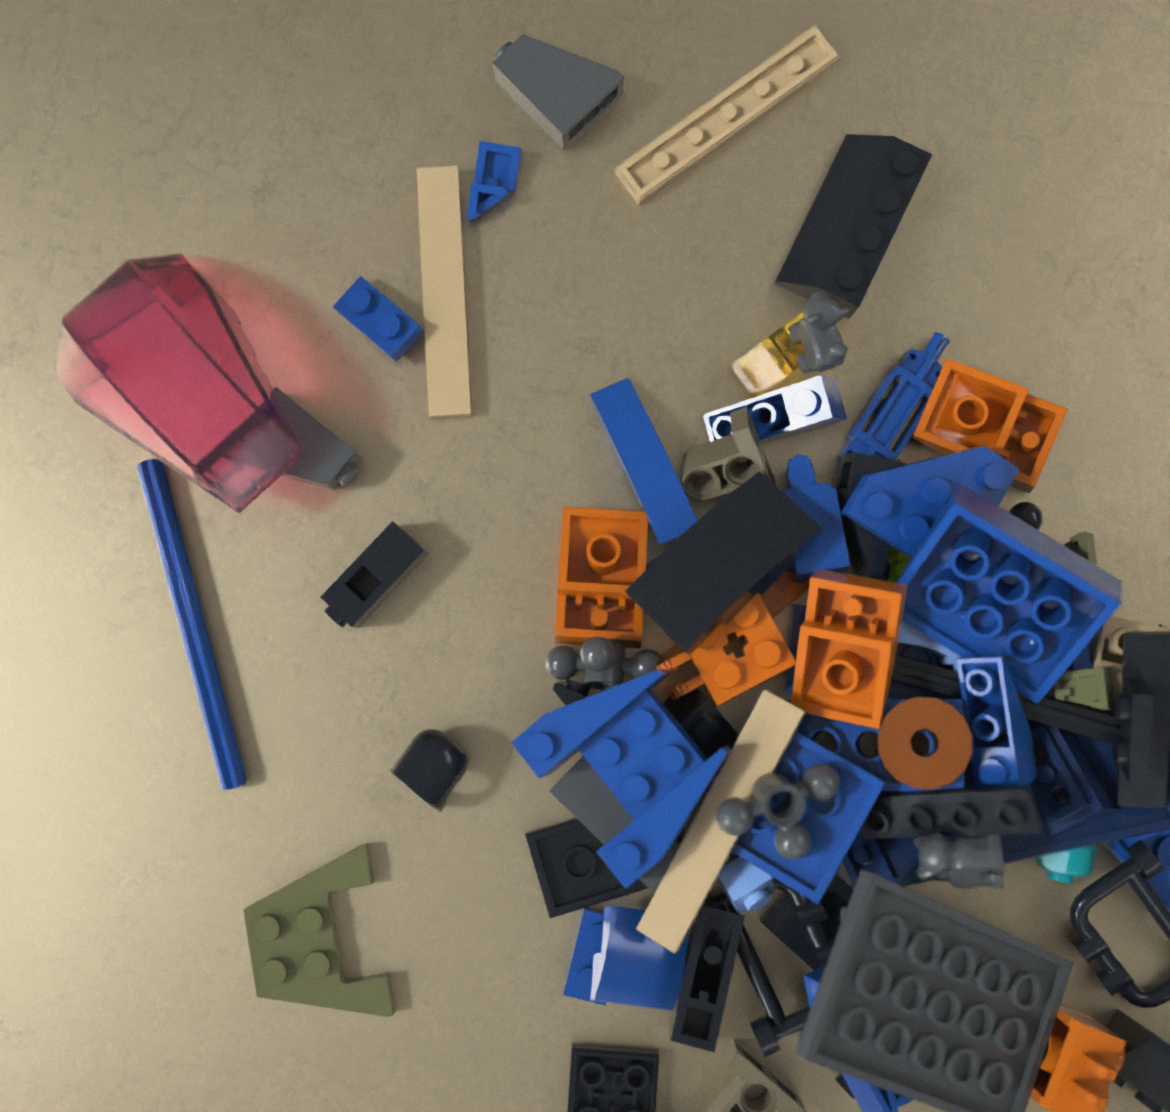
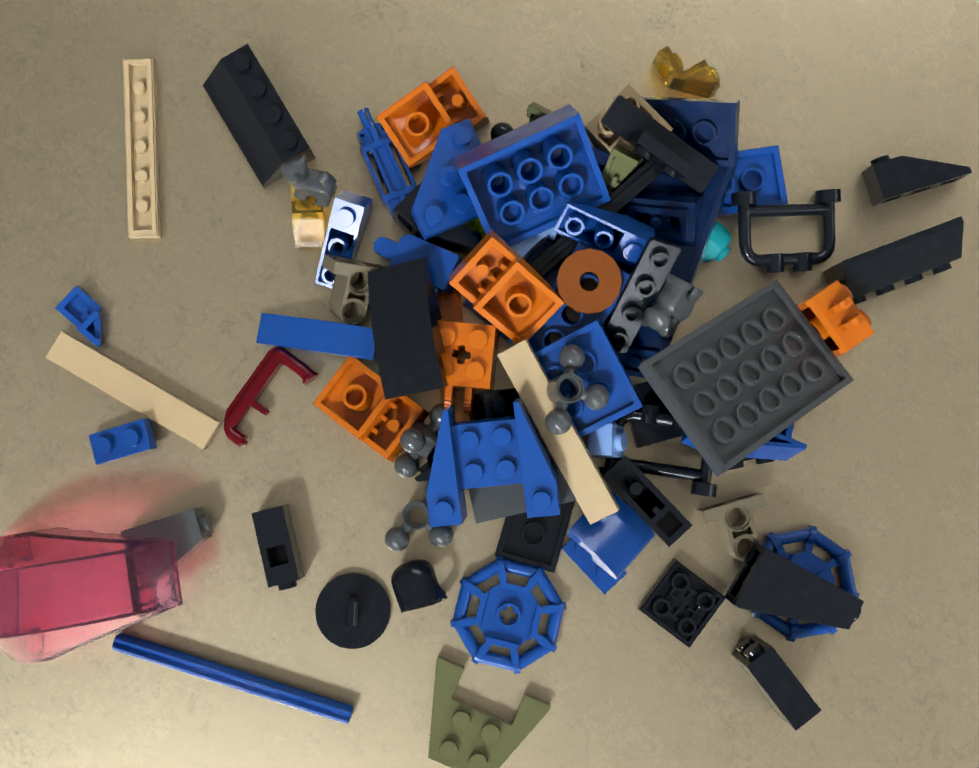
camera: 60 degrees left, 0 degrees up
(355, 710) = (352, 611): none -> black shield
(454, 918) = (492, 624): none -> blue plate
(472, 709) = (398, 537): none -> dark grey piece
(540, 427) = (256, 385): none -> dark red piece
(556, 86) = (53, 239): dark grey slope -> none

